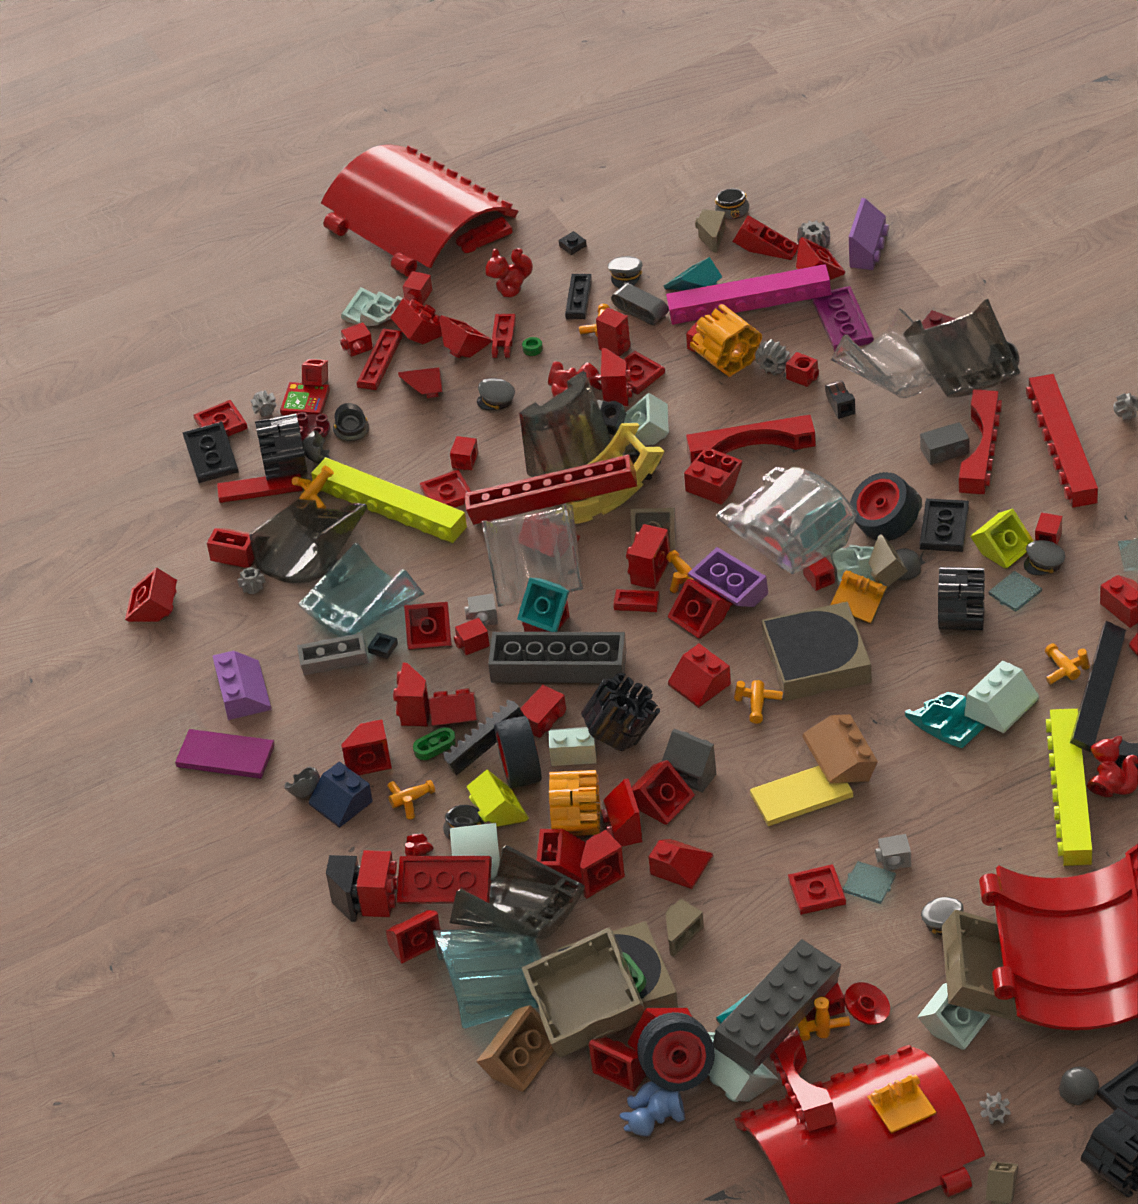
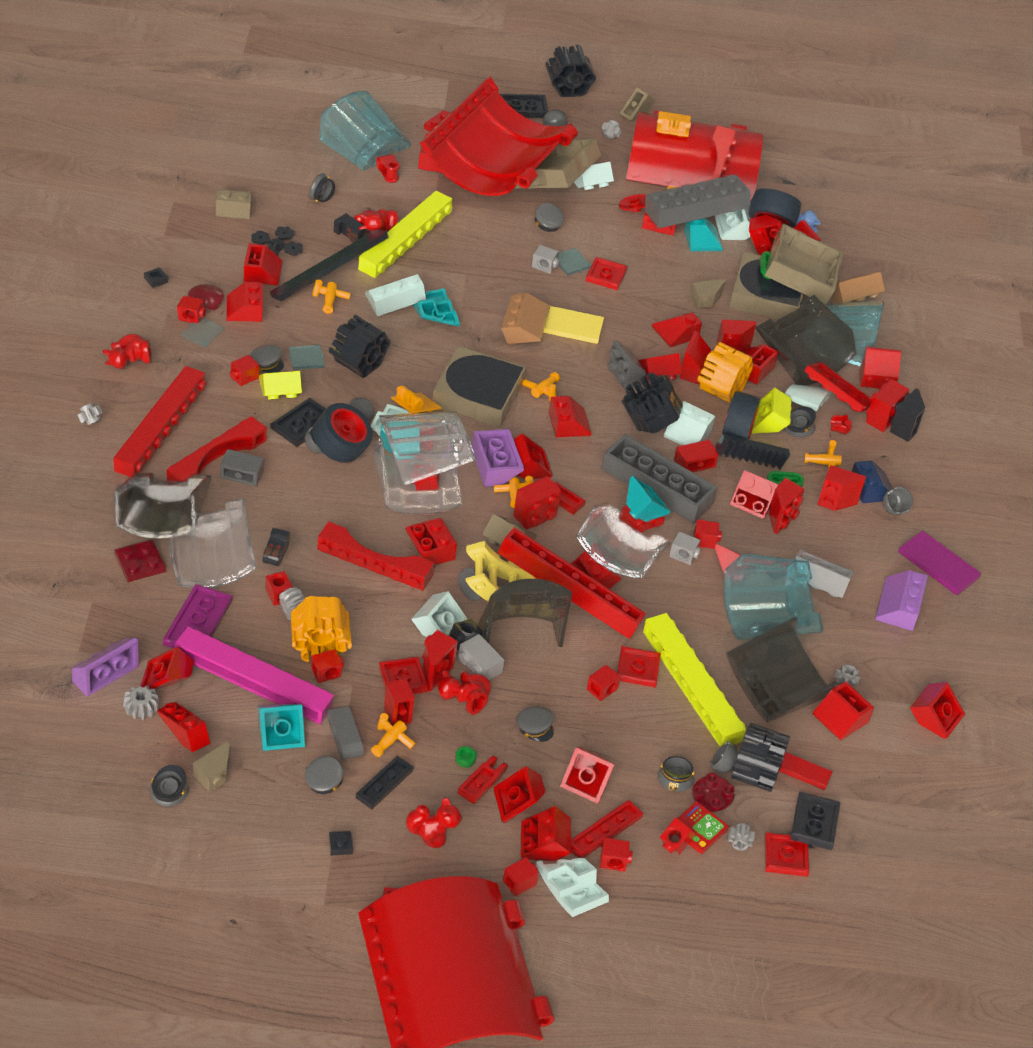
camera: 160 degrees left, 0 degrees up
(314, 487) = (747, 715): light orange piece -> none
(886, 562) = (380, 398): dark tan slope -> none

